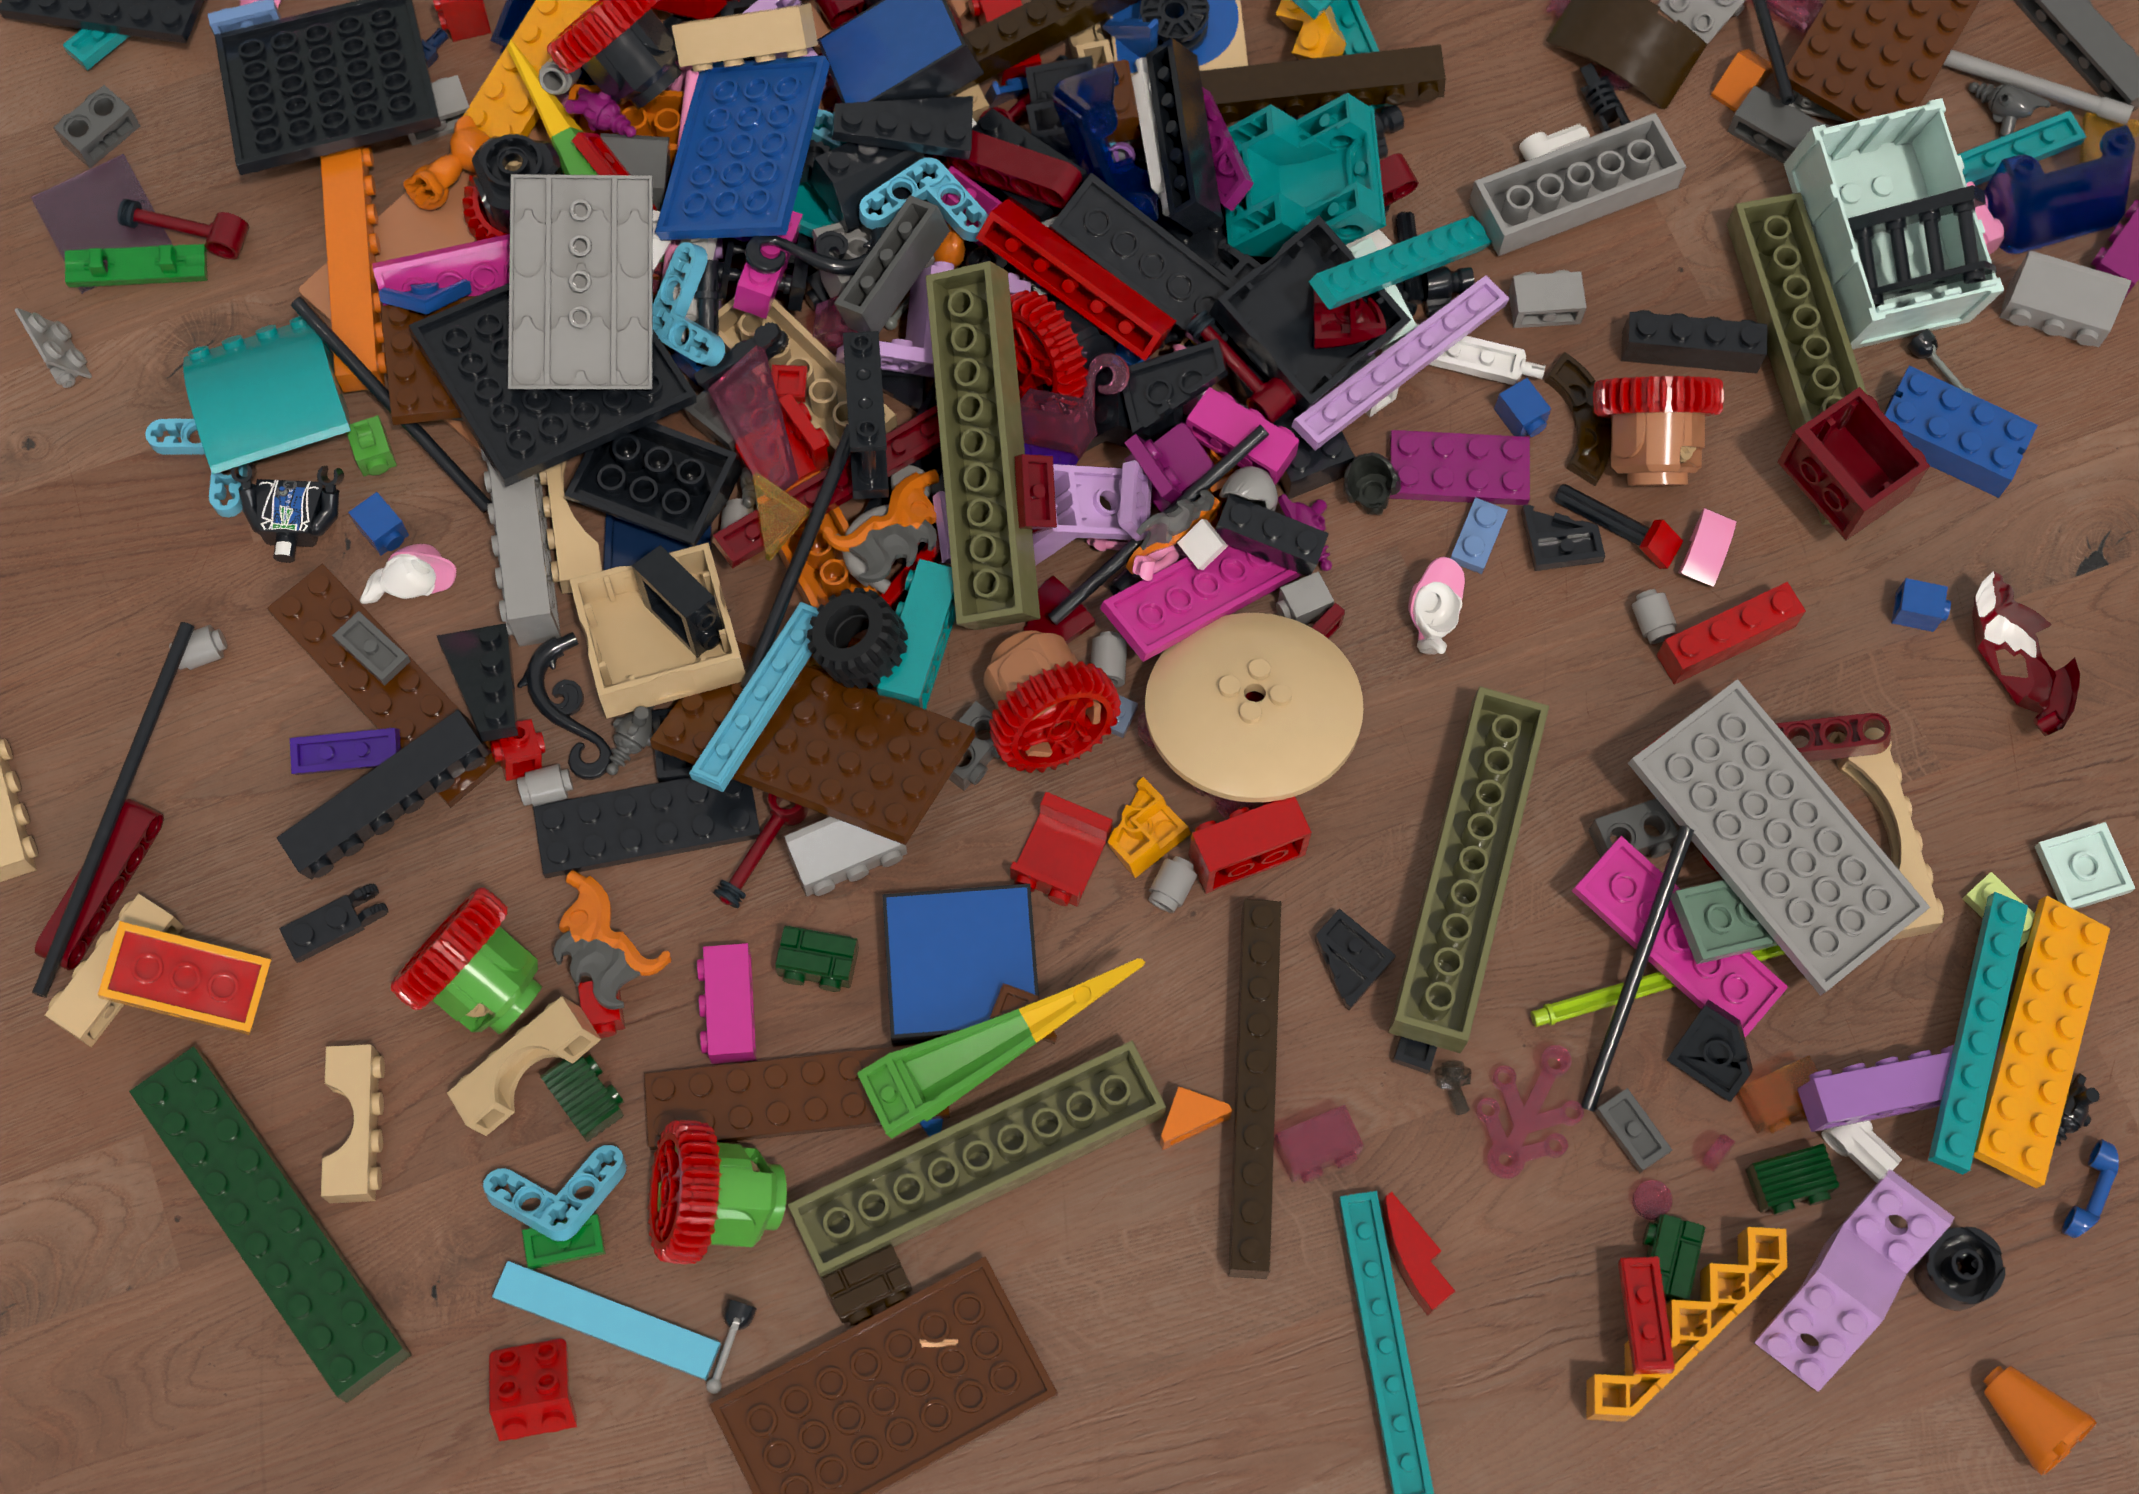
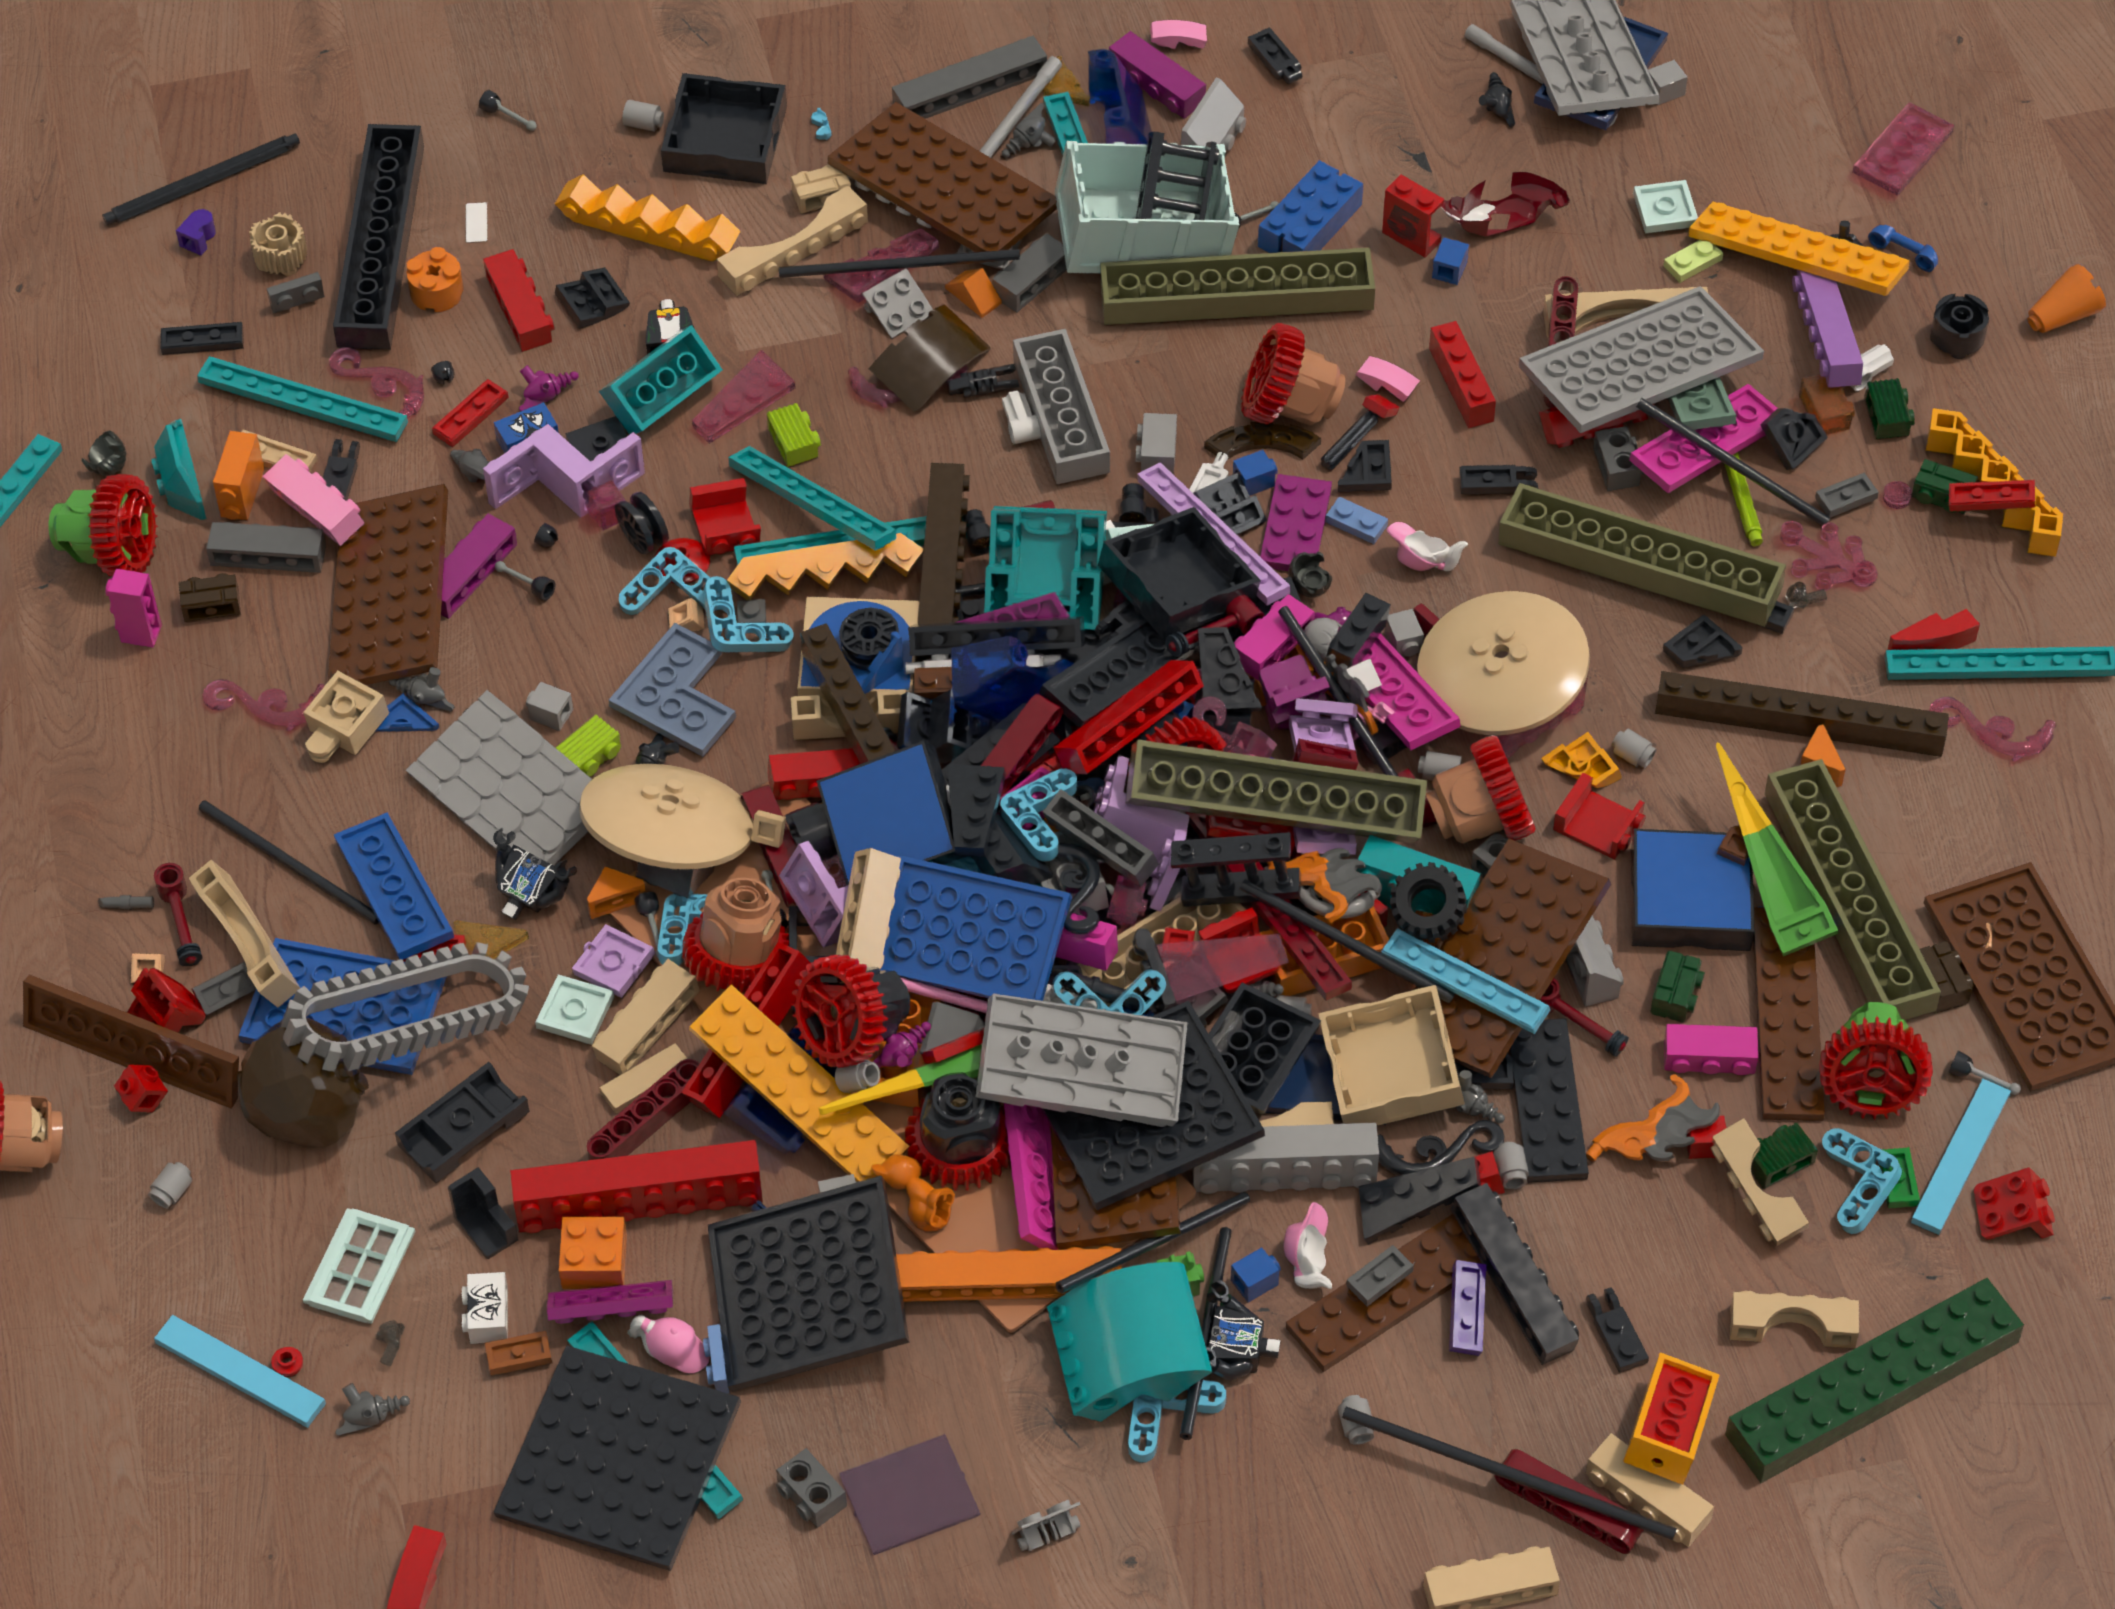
camera: 80 degrees left, 15 degrees down
(136, 265) = (964, 1461): green hinge -> none
(223, 235) = (946, 1385): dark red piece -> none
(347, 484) = (1206, 1327): none -> black piece
(425, 297) = (1056, 1205): blue tile -> none
(471, 968) = (1671, 1212): piece -> none
(678, 600) = (1375, 1031): black window -> none
(777, 514) = (1313, 946): clear yellow tile -> none
(1248, 843) = (1612, 688): red brick -> none
(1248, 1378) = (2002, 724): none -> clear pink plant
(1319, 1144) = (1847, 676): clear pink brick -> none
(1347, 323) = (1182, 551): dark red brick -> none
(1399, 262) = (1138, 507): teal plate -> none
(1462, 385) = (1232, 503): none -> black slope
(1571, 689) = (1495, 478): none -> black hinge
(1654, 616) = (1441, 419): light grey brick -> none
(1694, 342) = (1211, 357): black brick -> none
(1718, 1152) = (1866, 447): clear pink tile -> none
(1853, 463) = (1353, 260): dark red container -> none
(1854, 1280) = (1970, 378): lavender bracket -> none
(1971, 543) = (1409, 214): none -> red panel
(1978, 1034) = (1794, 277): teal plate -> none

